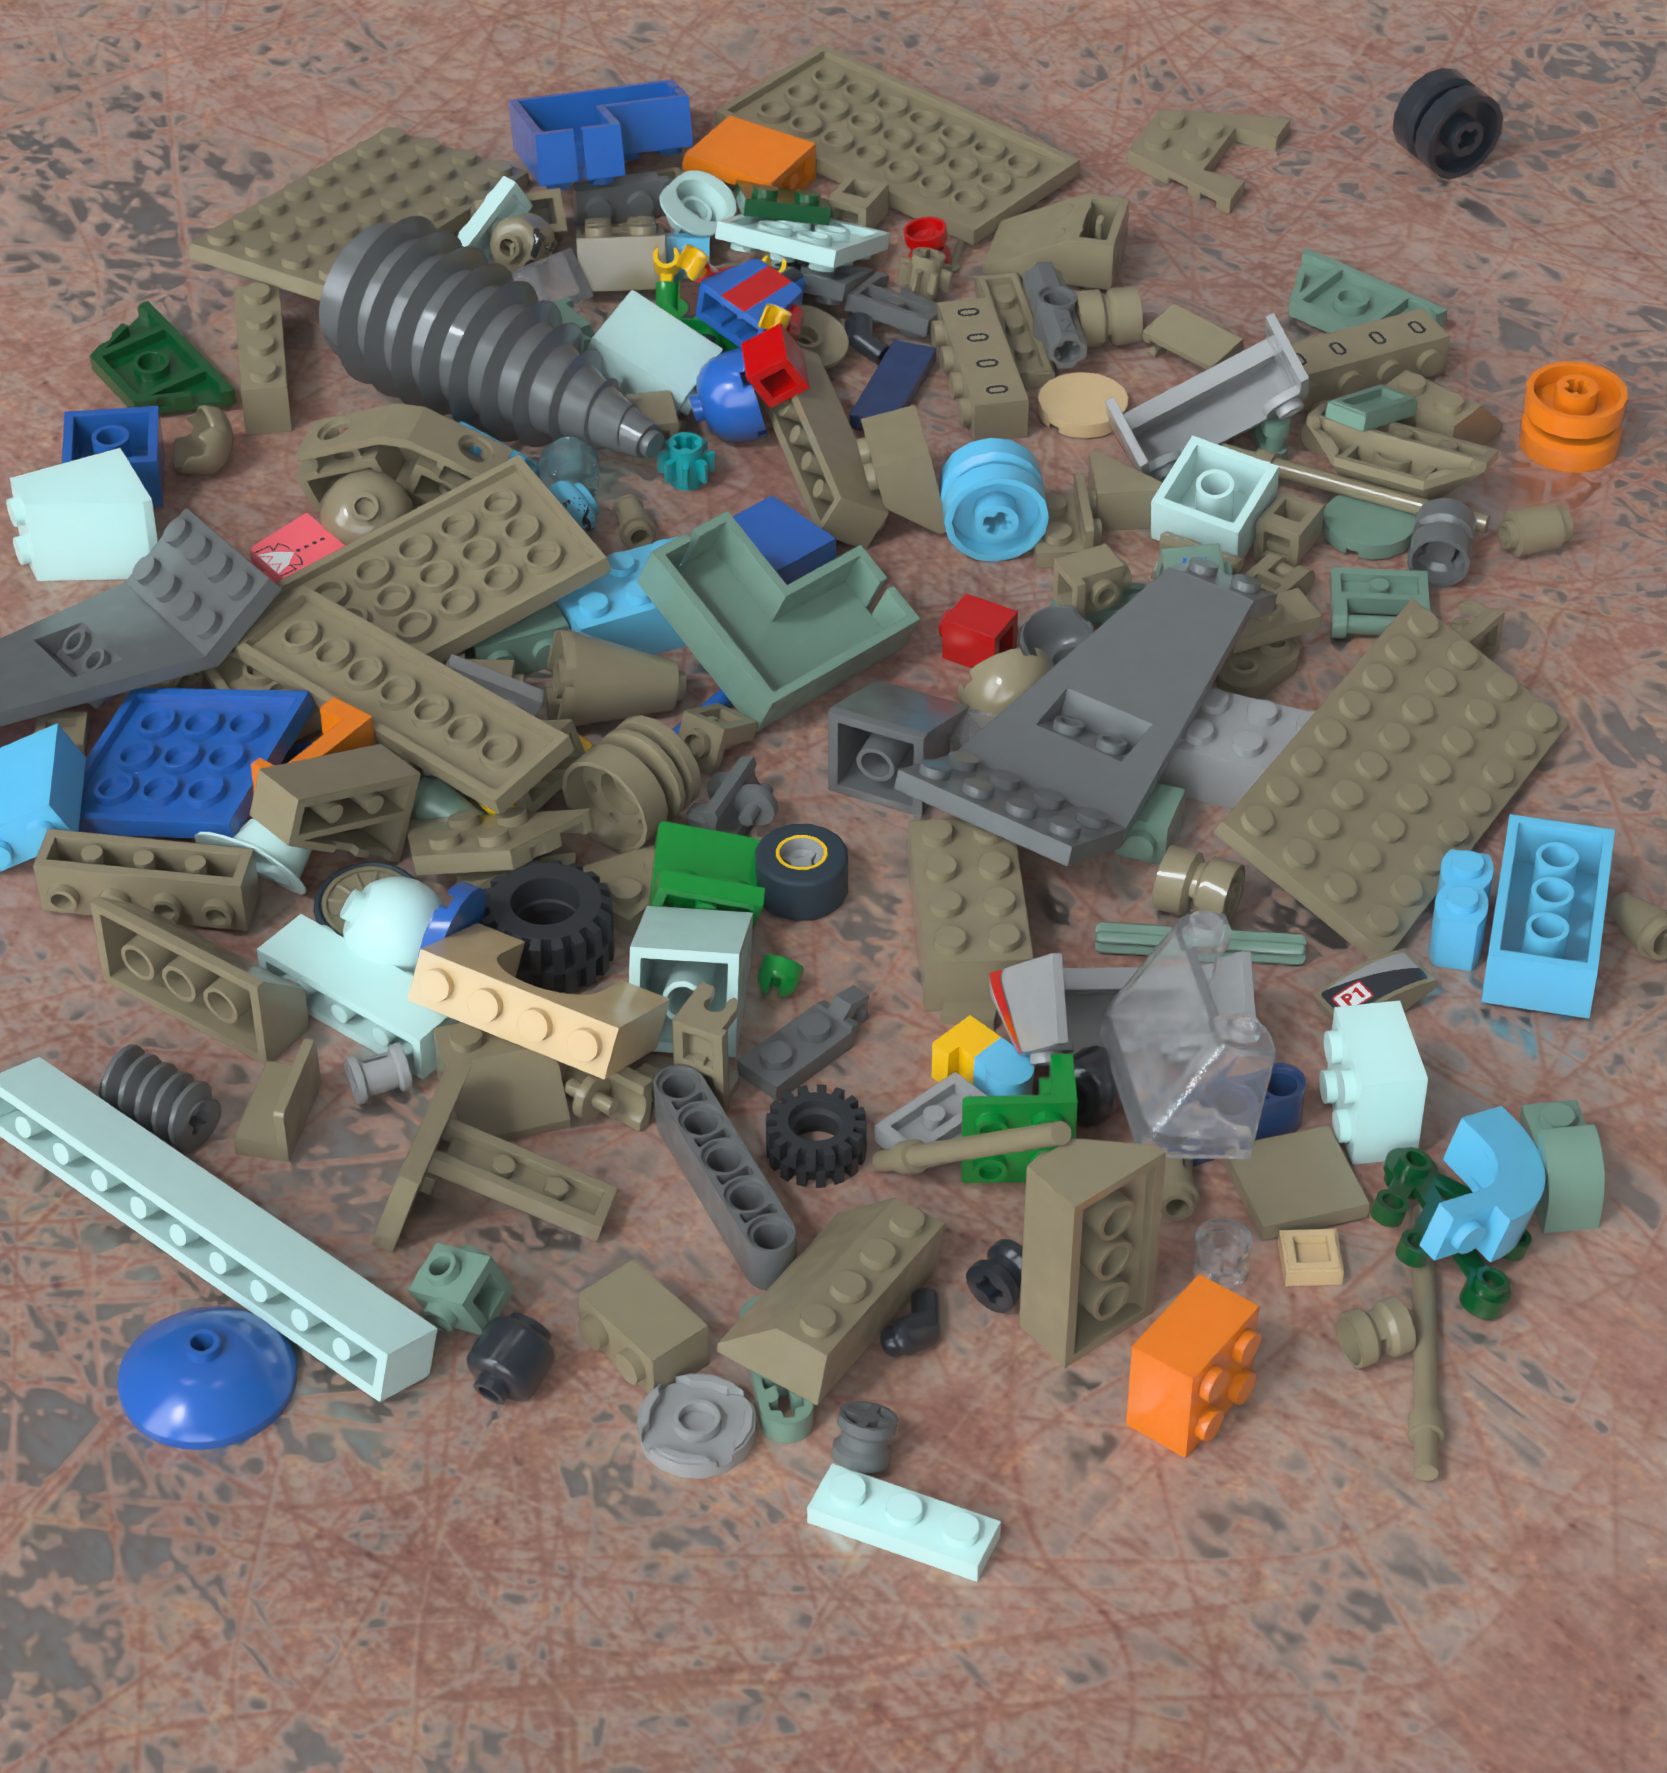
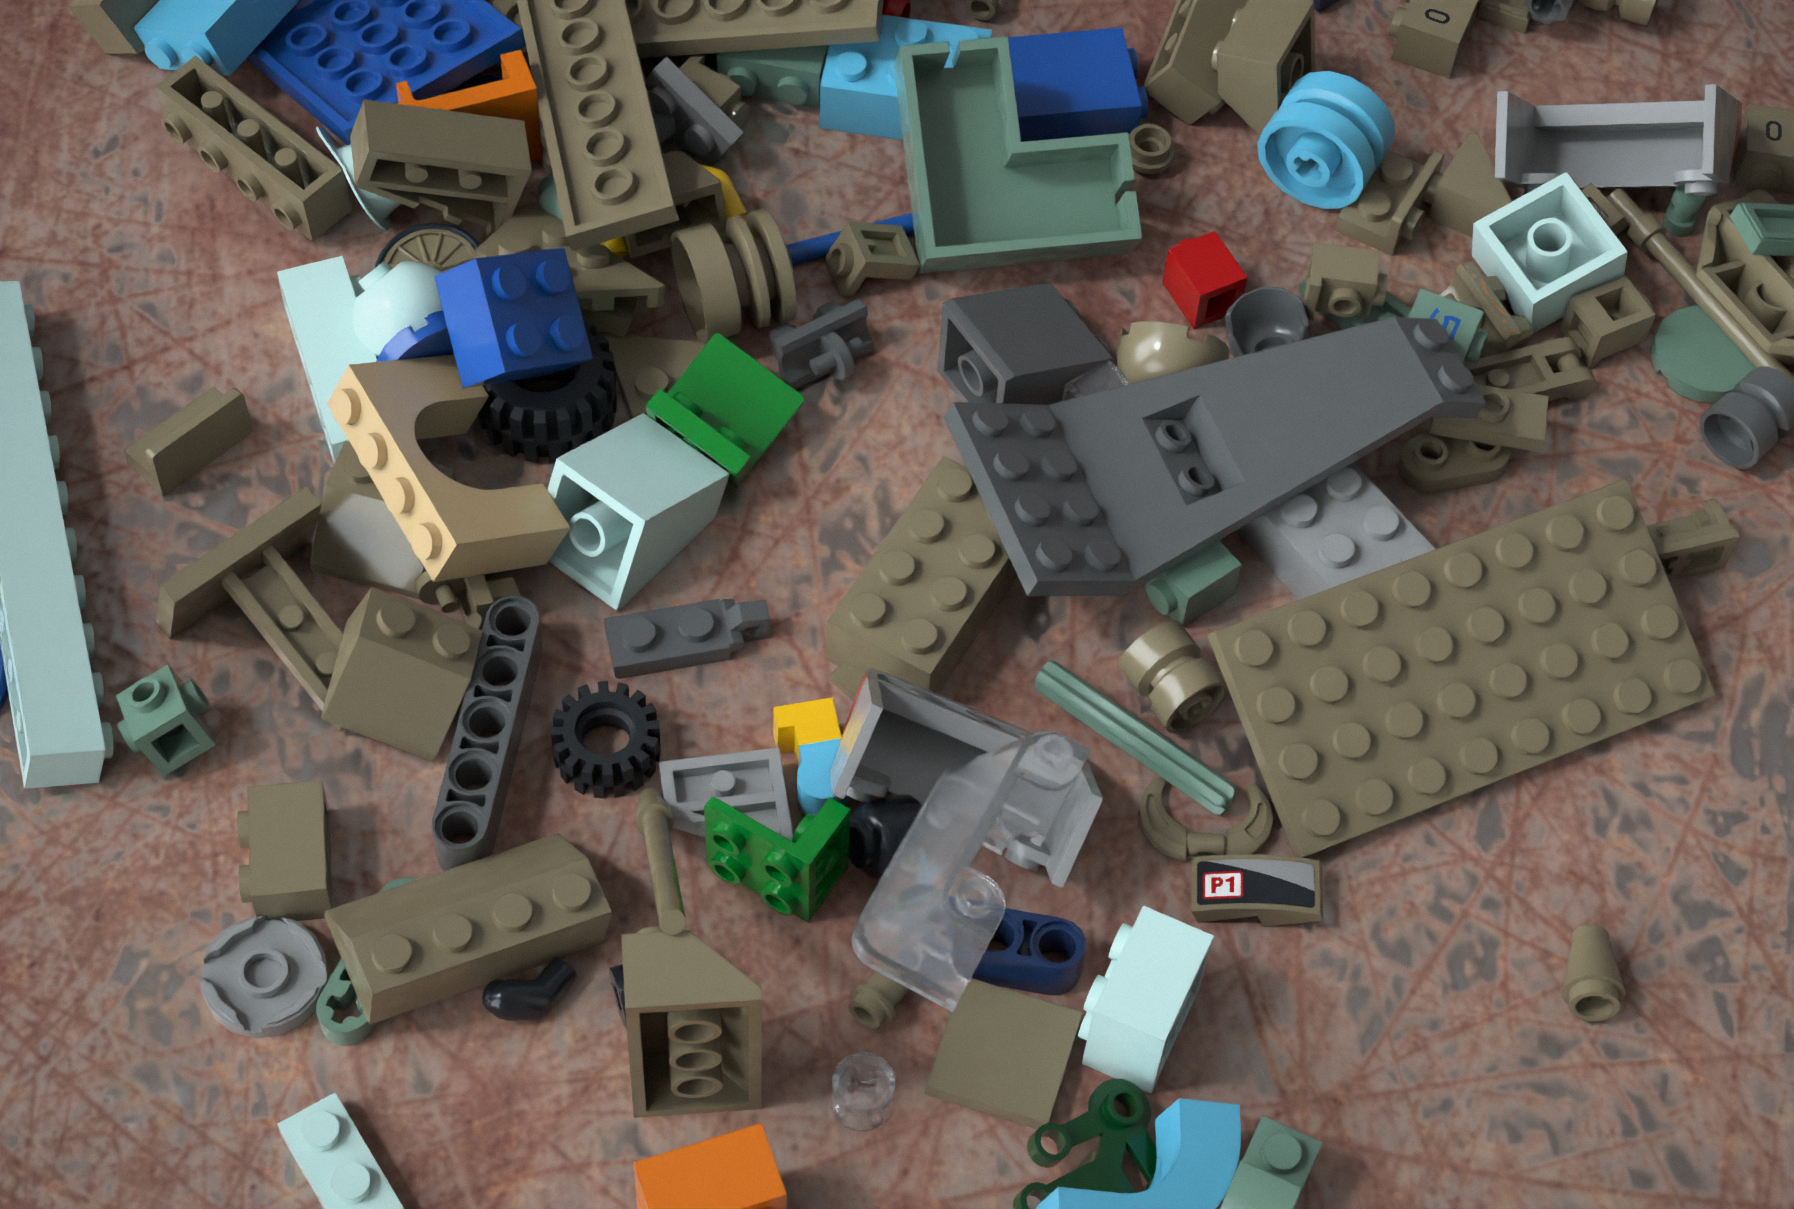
camera: 30 degrees right, 15 degrees up
(160, 1098) = (91, 376): dark grey piece -> none
(198, 980) = (221, 271): dark tan slope -> none
(378, 1073) = (290, 453): light grey bush -> none
(510, 1358) = (155, 813): black head -> none
(516, 863) = (513, 317): none -> blue brick
(608, 680) = (812, 152): dark tan cone -> none
(625, 1158) = (400, 673): none -> dark tan slope
(702, 1041) = (562, 591): dark tan hinge -> none
(780, 973) = (717, 548): green hinge -> none
(802, 871) = (823, 450): black wheel -> none
(864, 1436) = (375, 1070): dark grey wheel -> none
(1078, 404) = (1531, 66): tan tile -> none
(1191, 338) = (1690, 52): dark tan hinge -> none
(1286, 993) = (1173, 841): none -> dark tan piece
(1310, 1257) = (950, 1143): tan tile -> none
(1372, 592) = (1642, 439): sand green plate -> none
(1460, 910) = (1411, 850): medium azure brick -> none
(1549, 916) = (1488, 910): medium azure brick -> none

